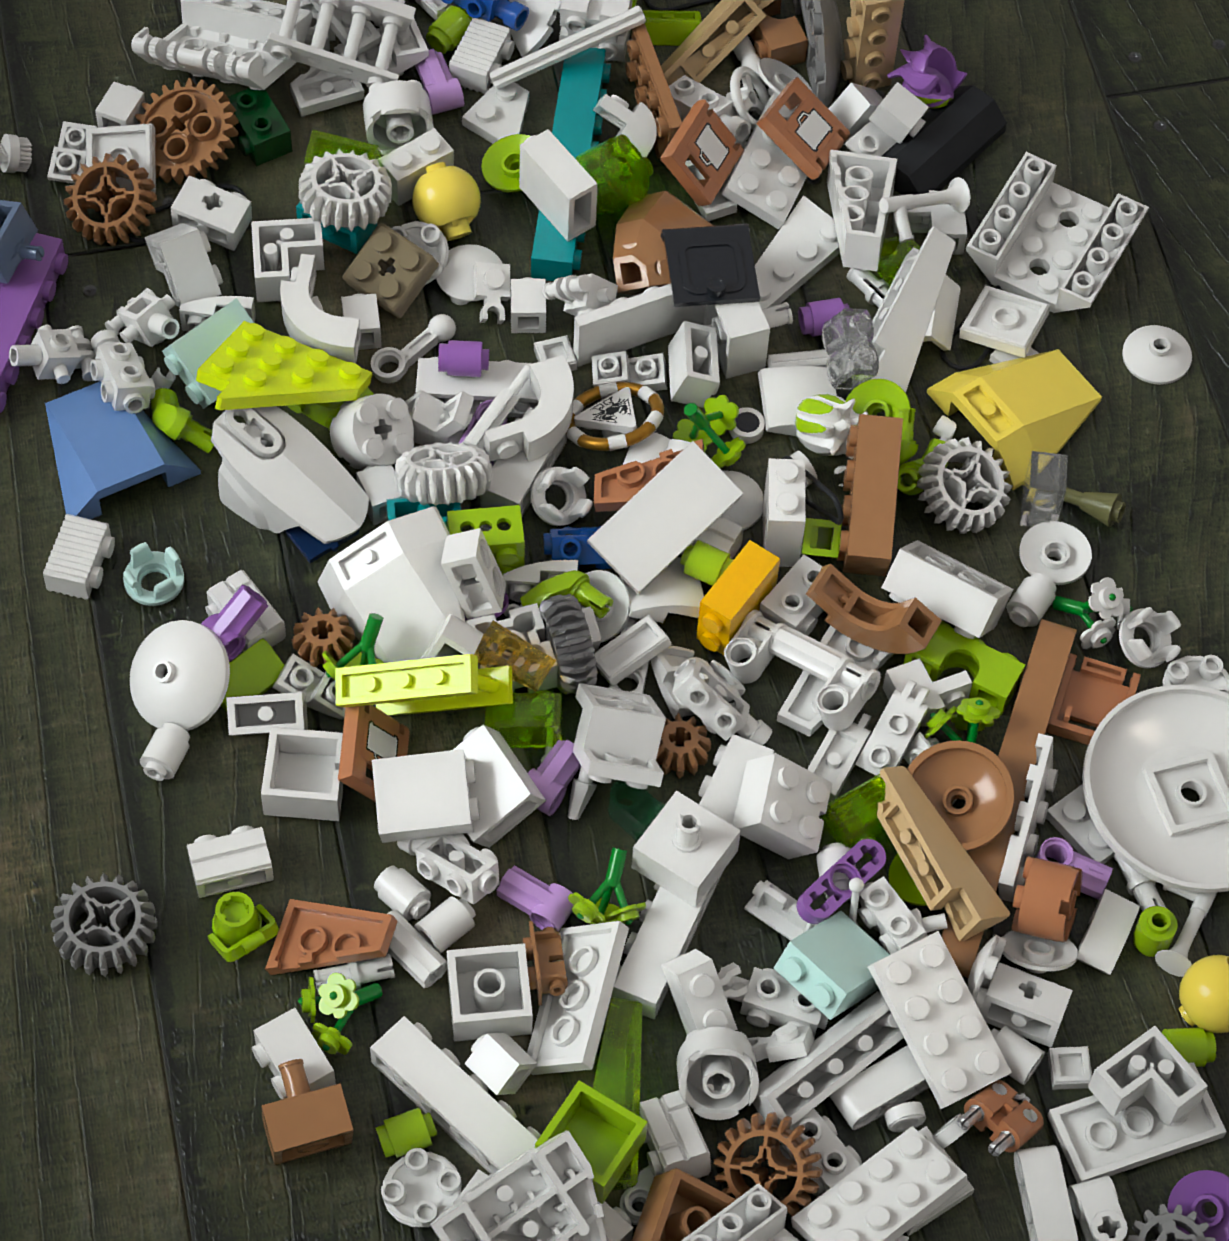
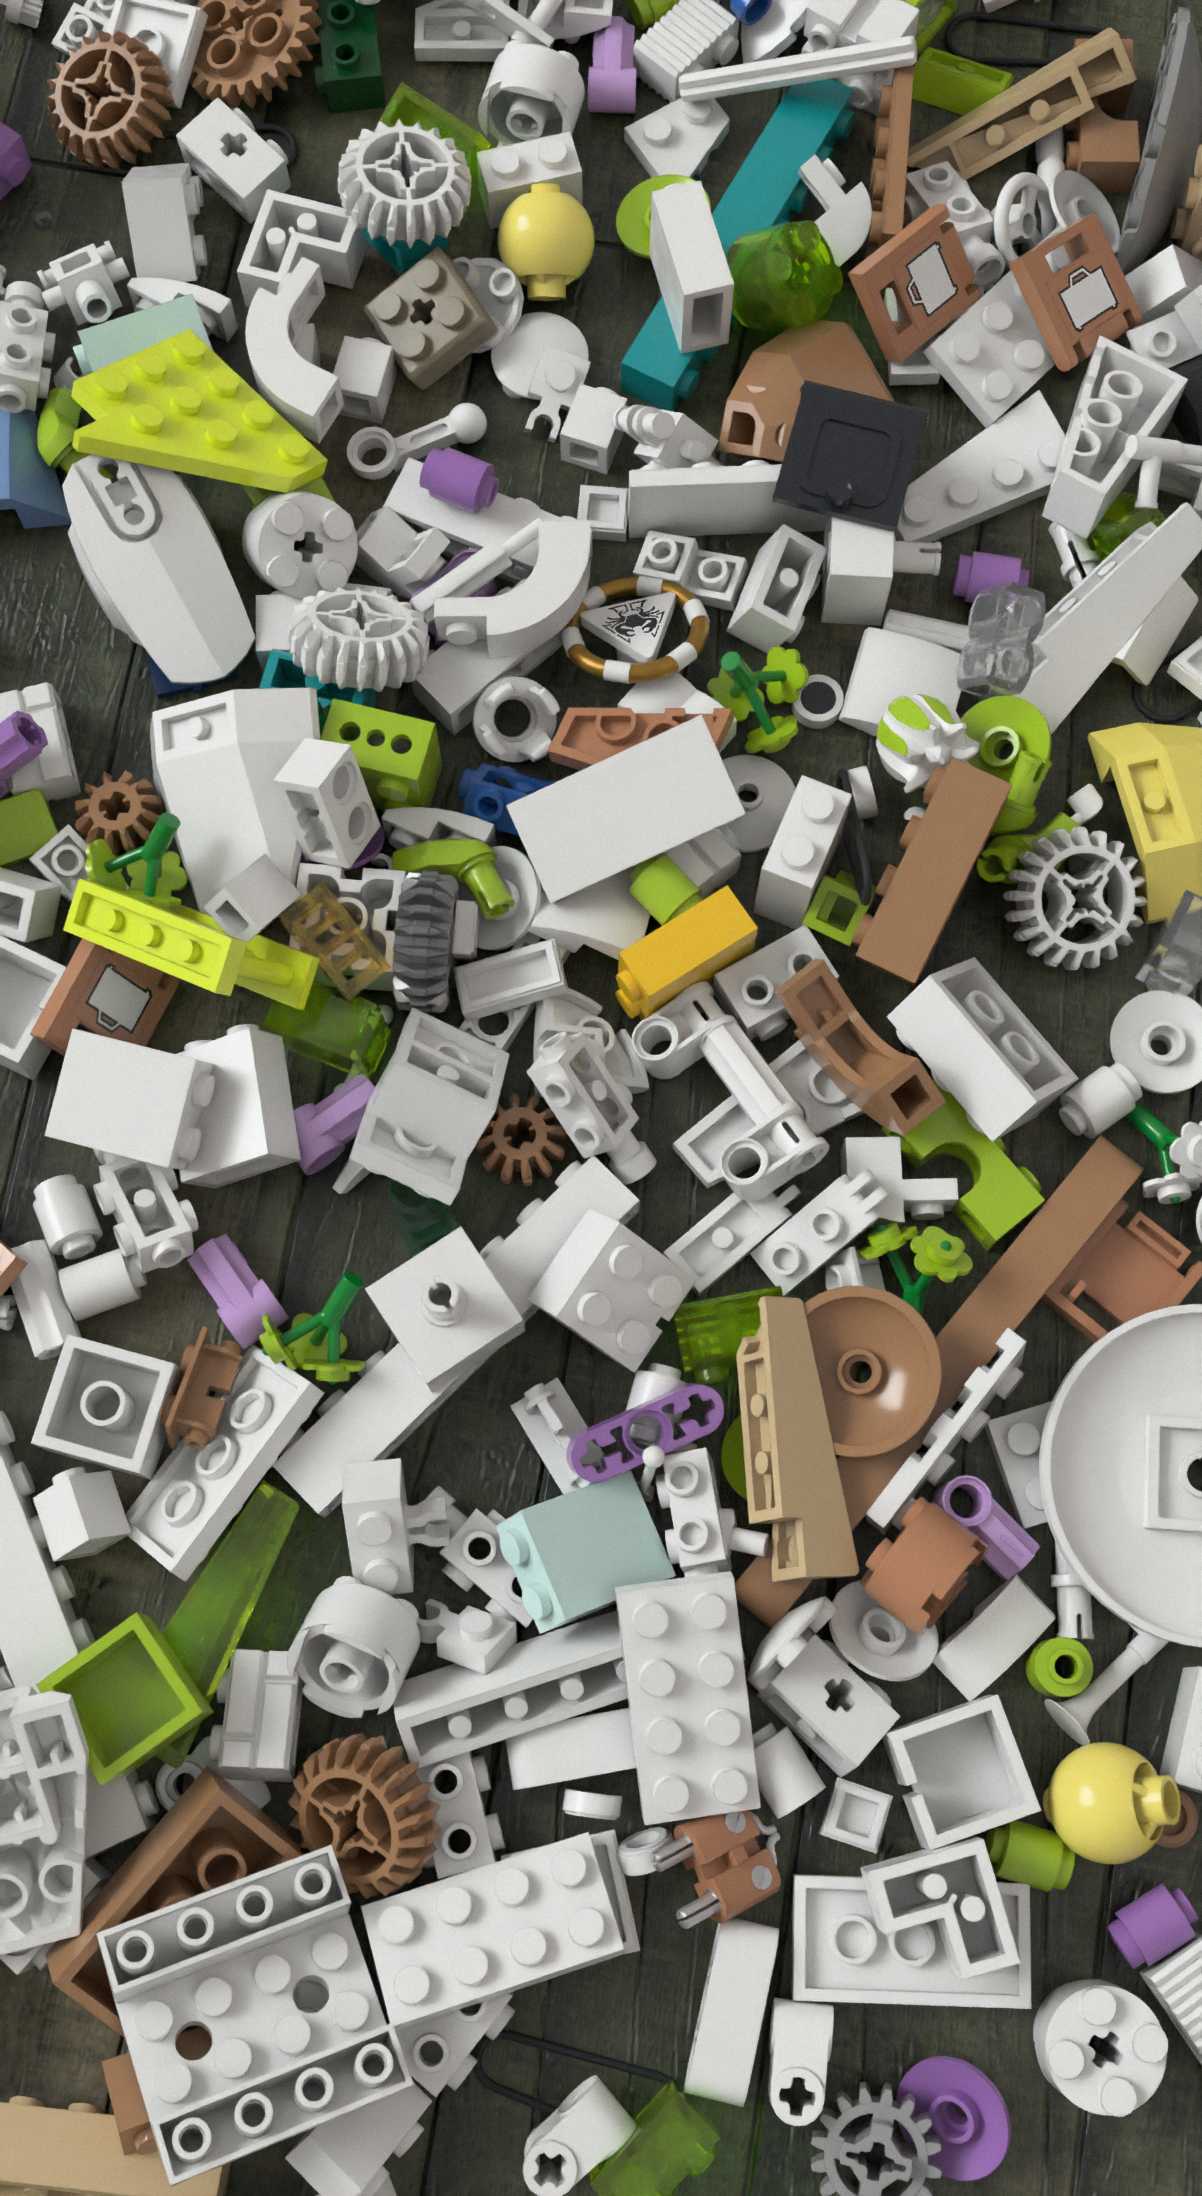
camera: 25 degrees right, 15 degrees up
(1121, 1005) = (960, 1772): none -> white piece

